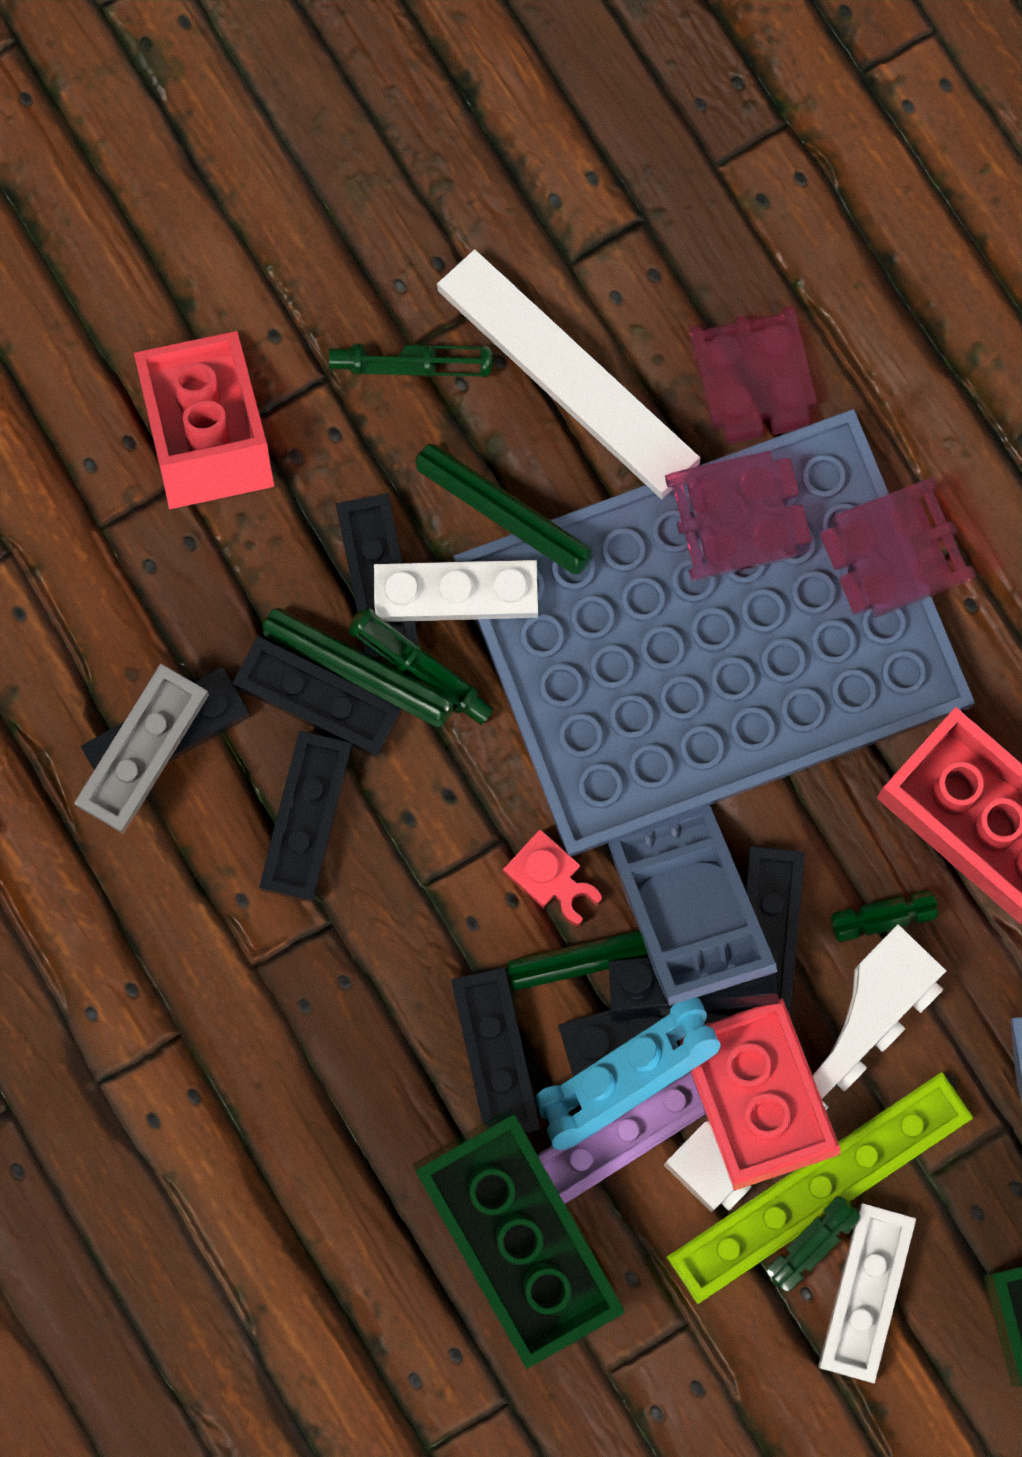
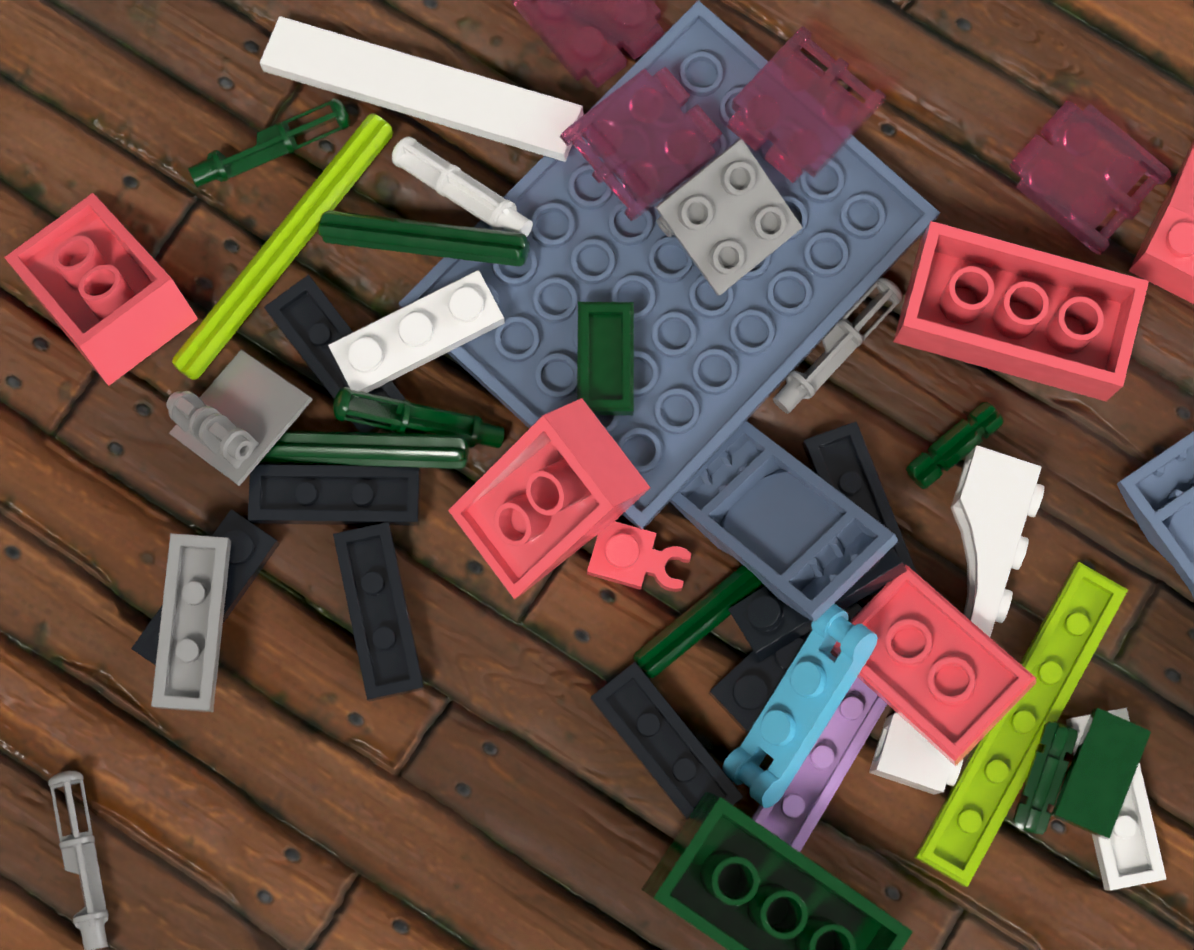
camera: 30 degrees left, 0 degrees up
(266, 588) = (236, 416): none -> light grey hinge
(379, 456) = (282, 247): none -> lime axle
(500, 787) = (548, 496): none -> coral slope
(557, 478) = (459, 187): none -> white piece
(609, 691) = (606, 357): none -> dark green tile
(779, 618) = (728, 217): none -> light grey hinge
(825, 778) = (838, 347): none -> light grey piece
(862, 1262) = (1101, 773): none -> dark green tile

